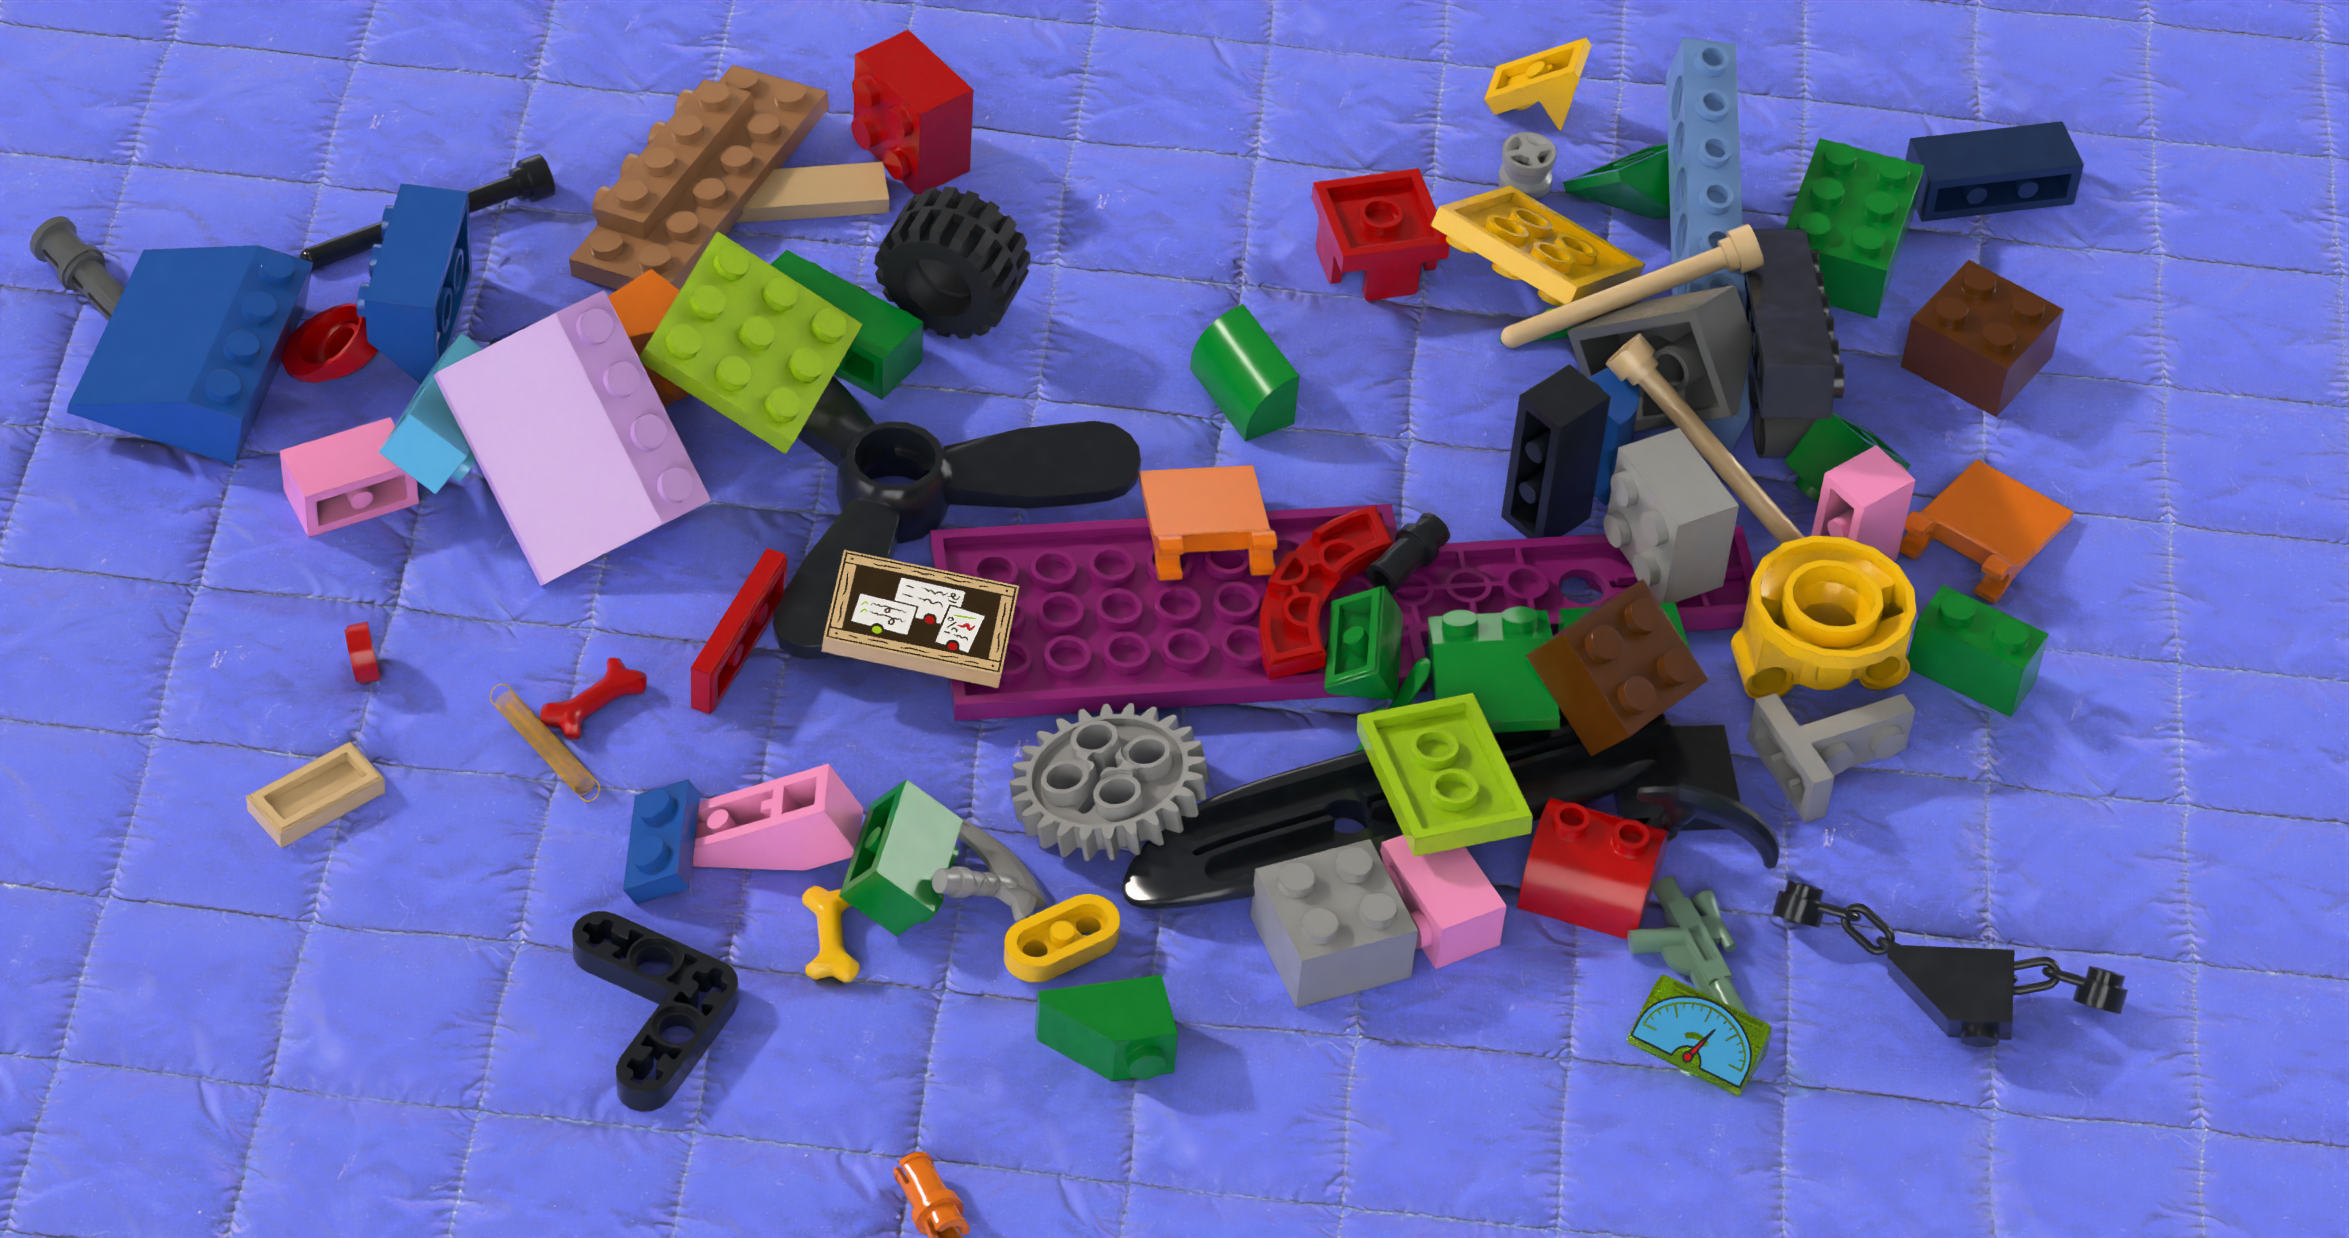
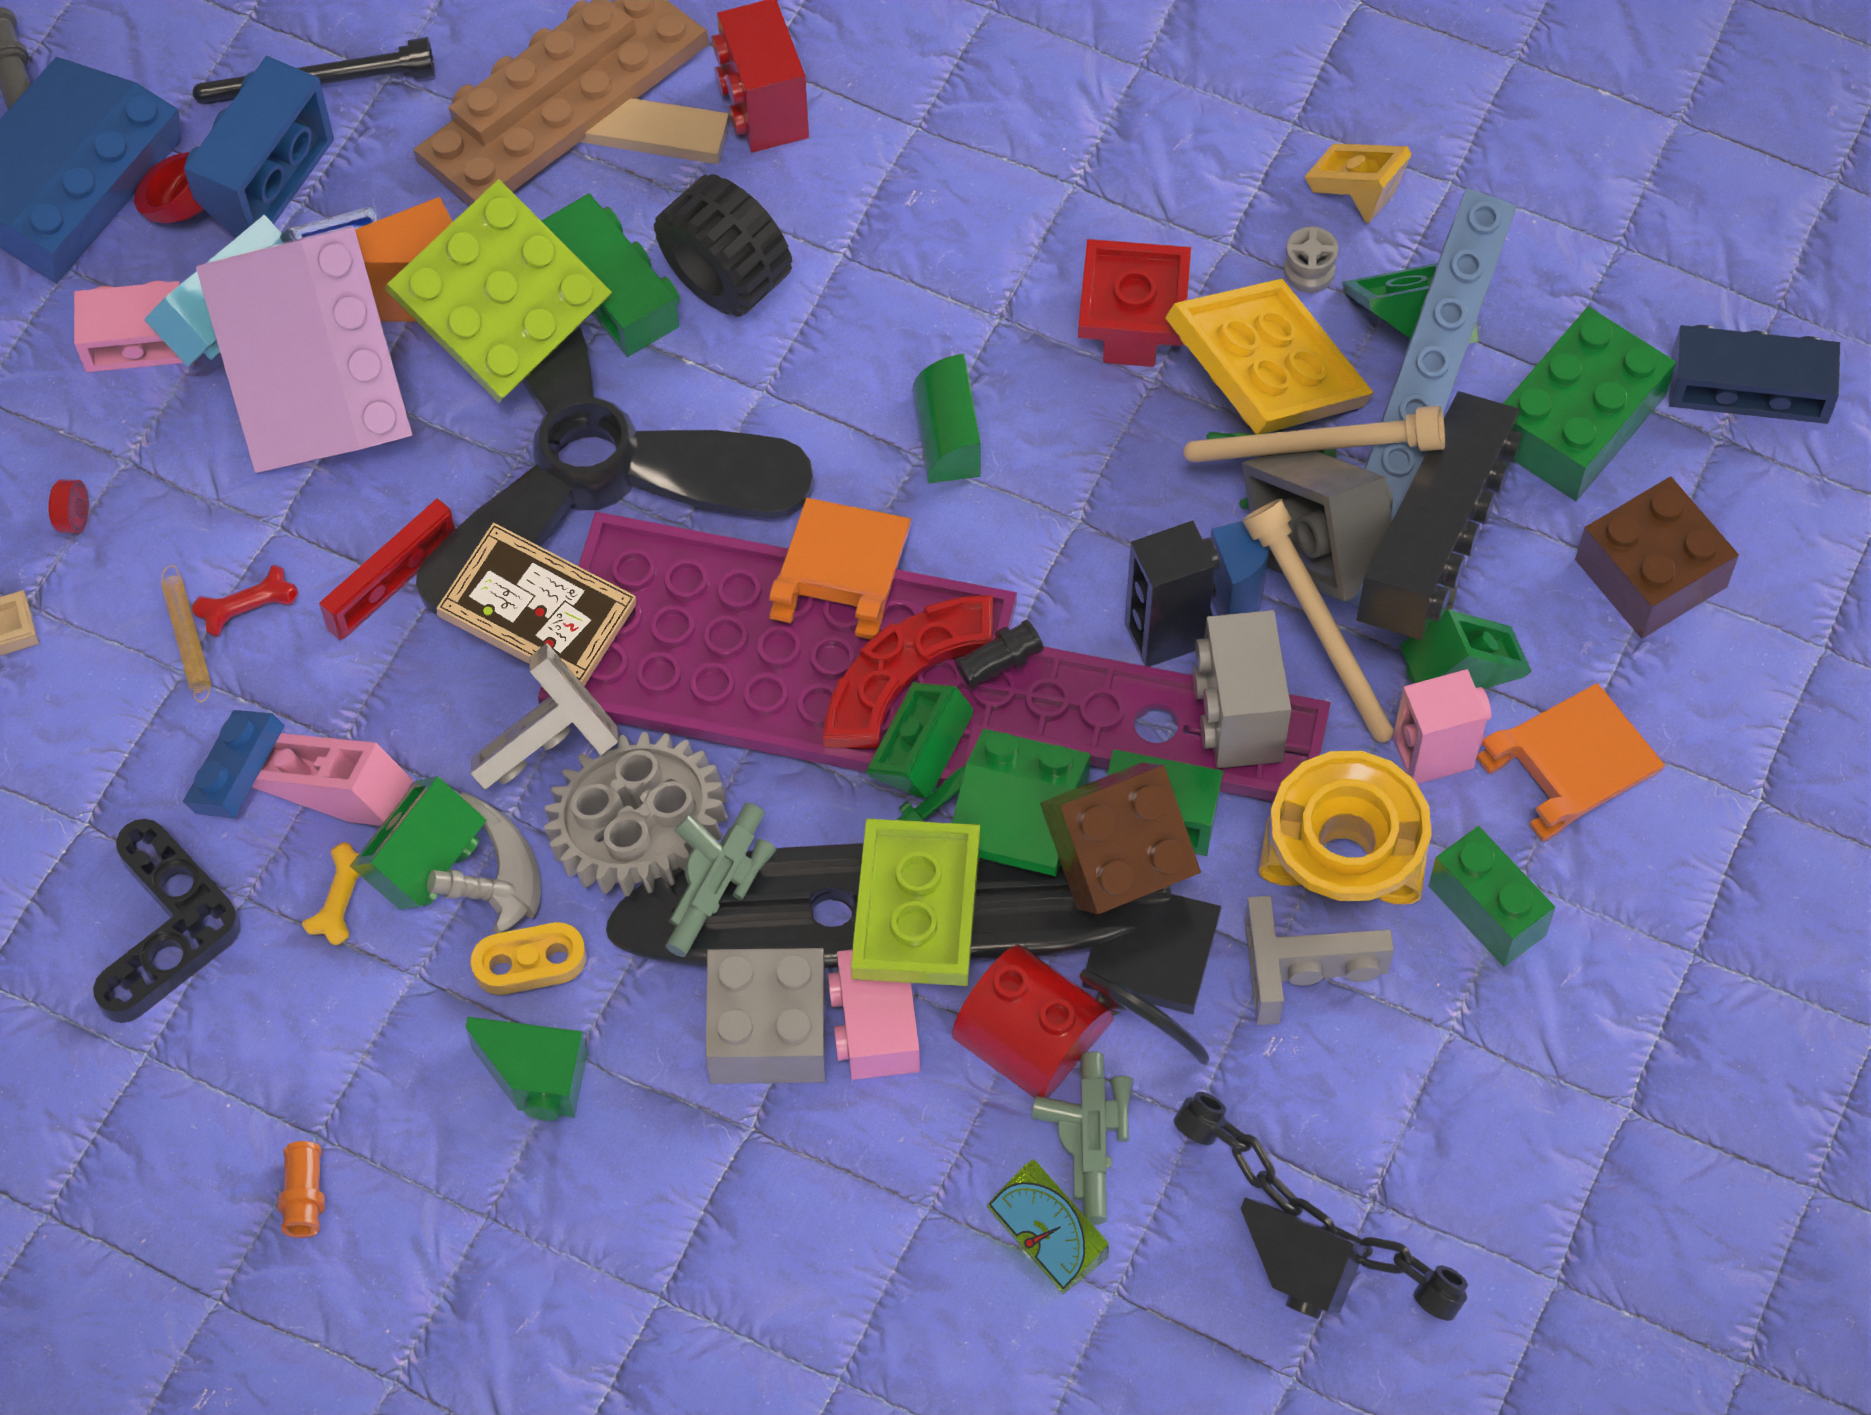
camera: 25 degrees right, 15 degrees up
(984, 717) = (546, 723): none -> light grey bracket
(1224, 799) = (712, 868): none -> sand green piece

